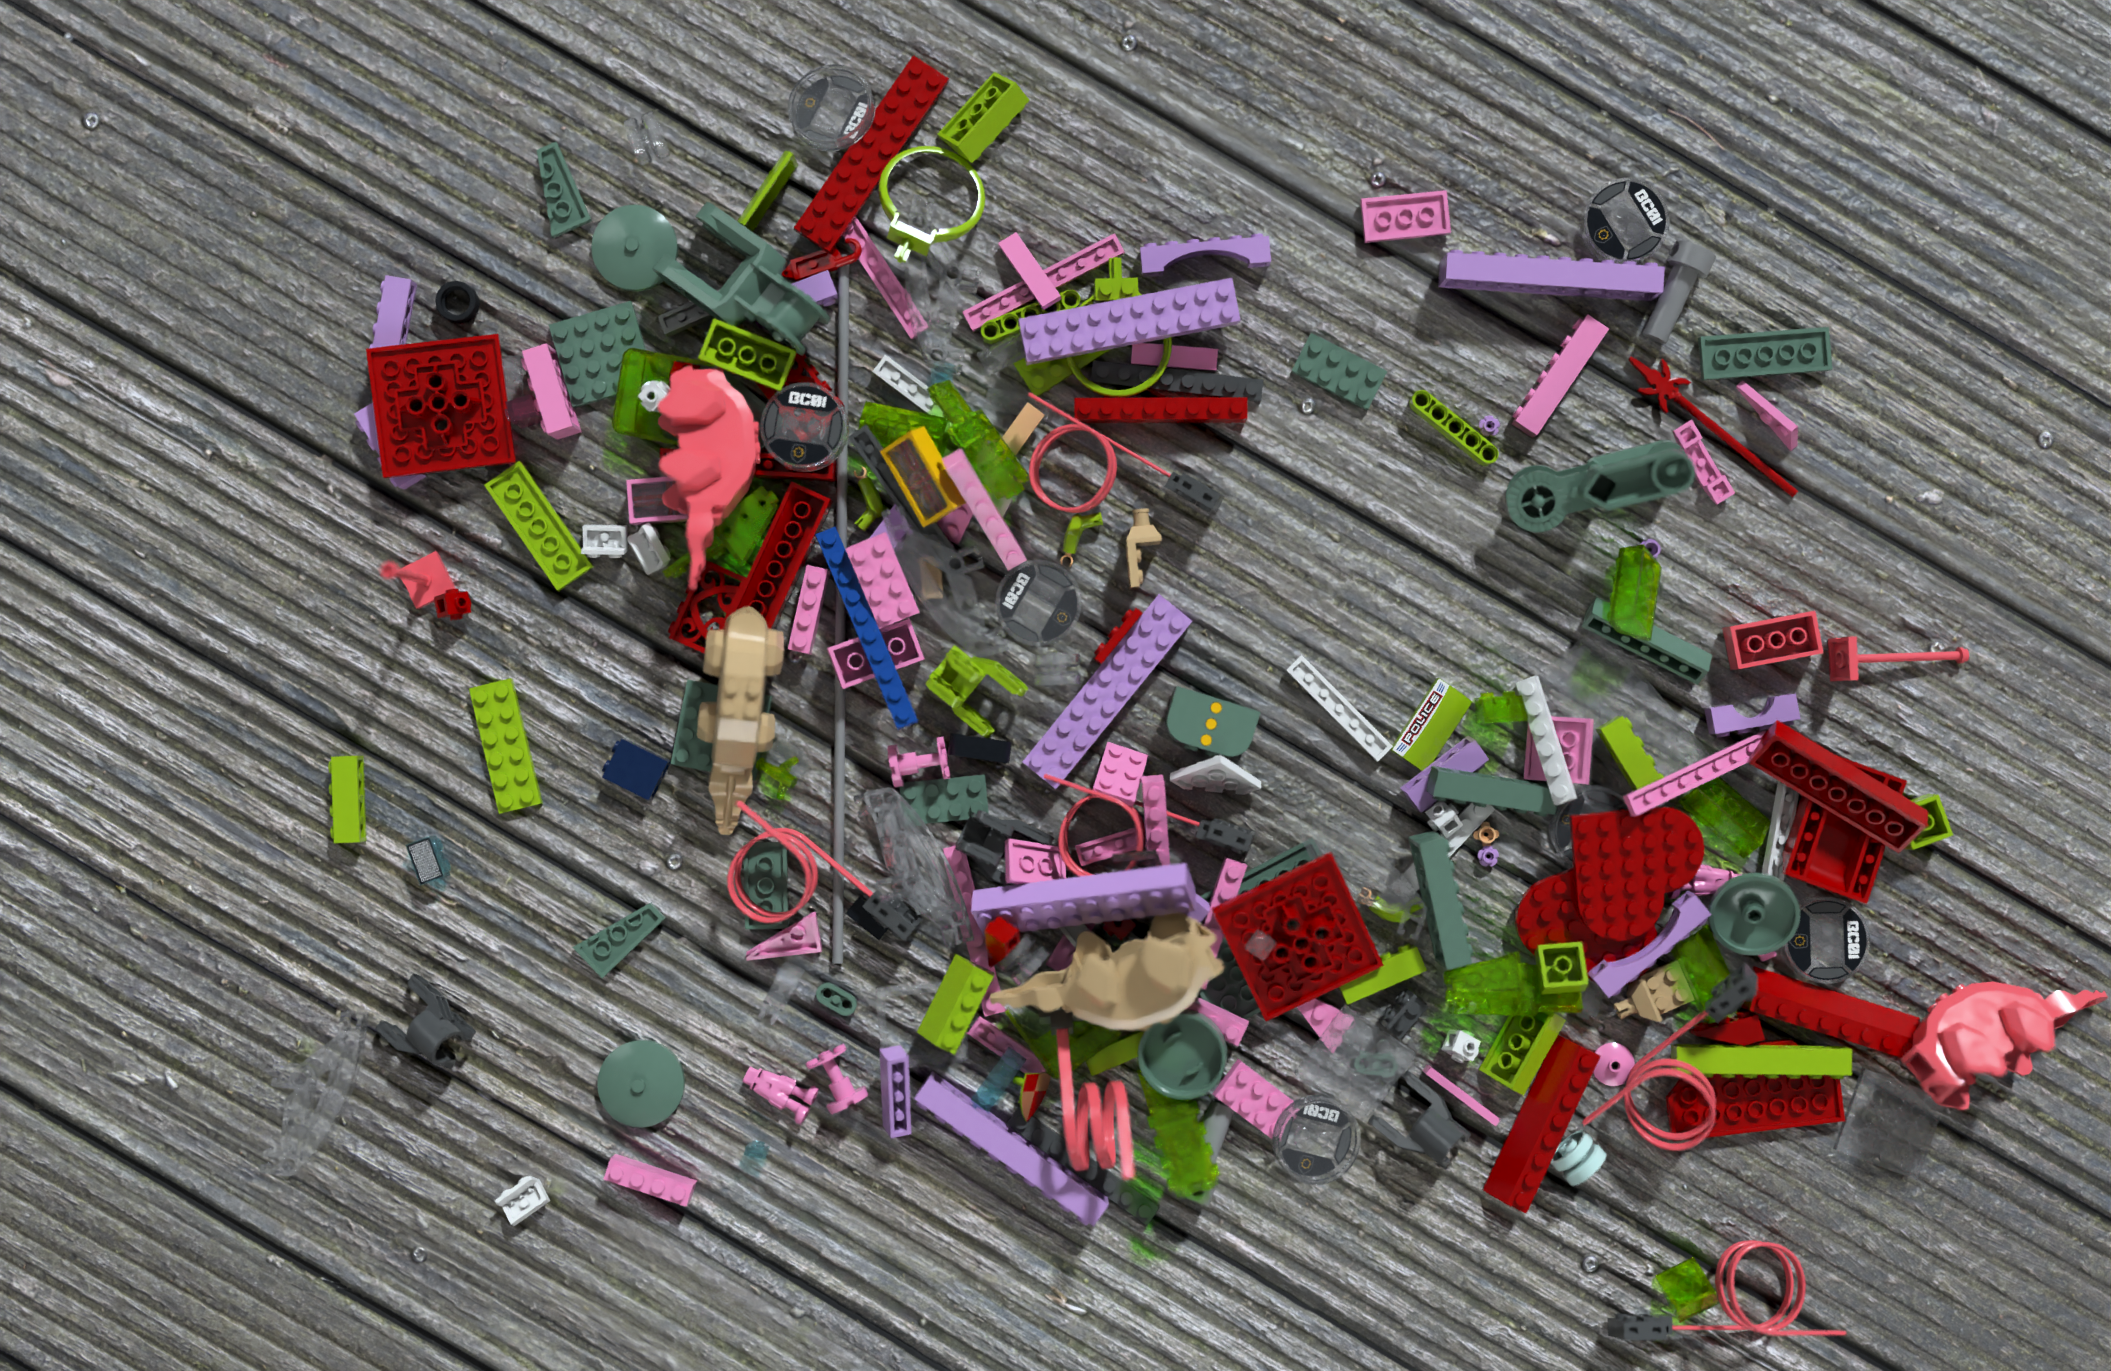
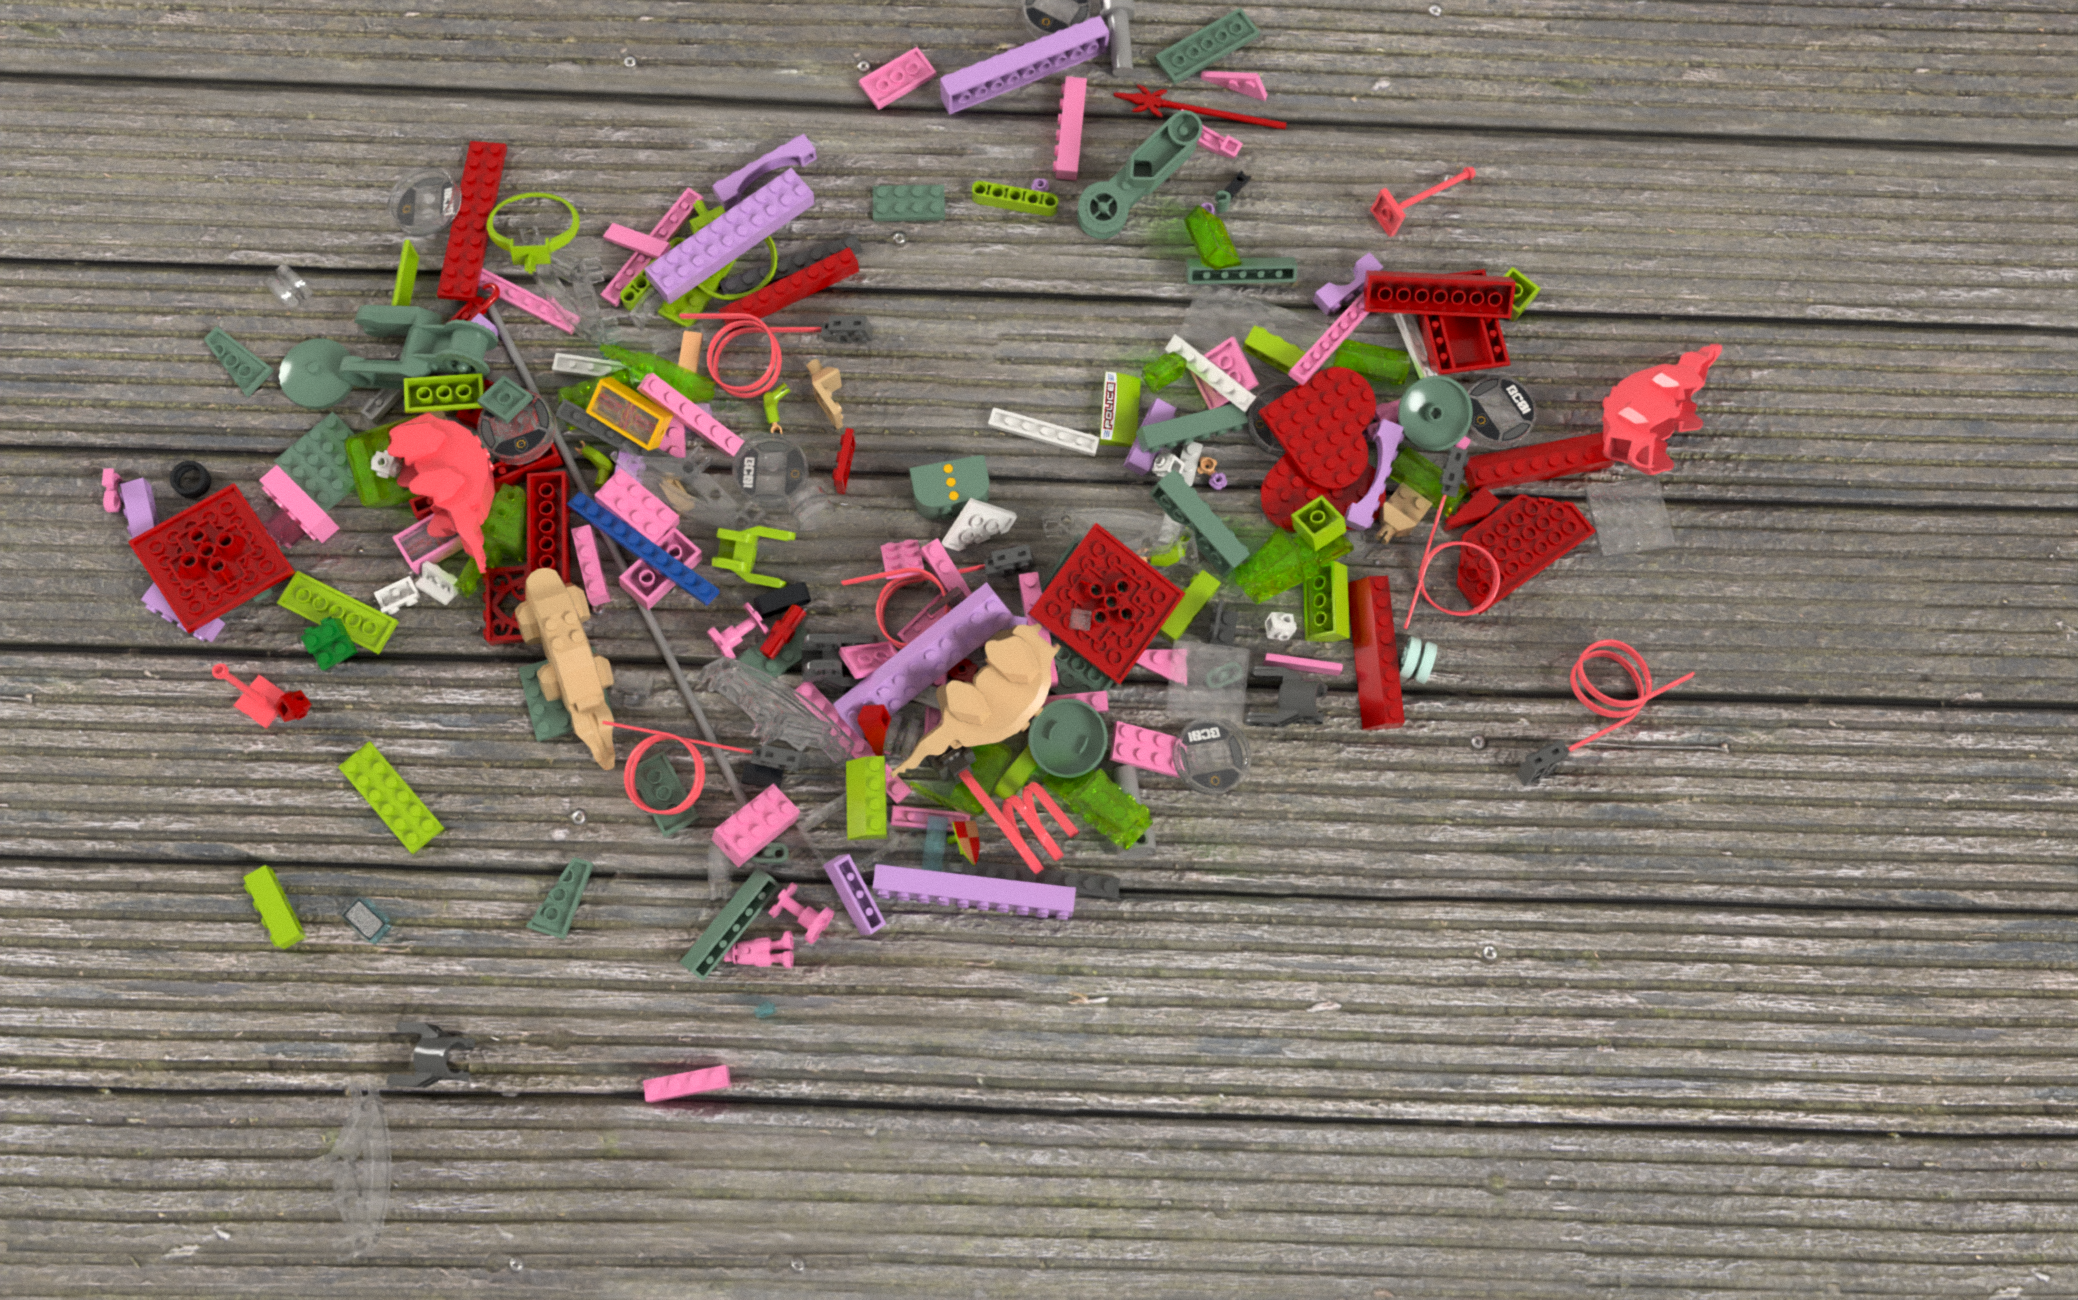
camera: 35 degrees left, 15 degrees down
(372, 283) = (112, 499): none -> bright pink piece
(516, 556) = (329, 642): none -> green plate
(523, 1199) = (584, 1161): white bracket -> none
(635, 769) = (509, 757): dark blue brick -> none
(641, 1083) = (639, 1010): sand green dish -> none
(764, 1051) = (730, 924): none -> sand green brick
(780, 774) = (633, 700): clear neon green piece -> none
(797, 939) = (711, 816): bright pink wing -> none
(805, 396) = (505, 399): none -> sand green plate
(836, 971) = (755, 825): none -> bright pink brick
(962, 786) = (782, 631): none -> red piece
(983, 117) = (546, 156): lime slope -> none
(1107, 690) = (859, 507): lavender brick -> none
(1181, 356) = (785, 248): bright pink tile -> none
(1612, 1053) = (1398, 590): bright pink dish -> none
(1687, 1289) = (1561, 718): clear neon green slope -> none
(1690, 540) = (1224, 196): none -> piece
(1765, 1059) = (1509, 515): lime brick -> none
(1772, 640) = (1330, 226): coral brick -> none

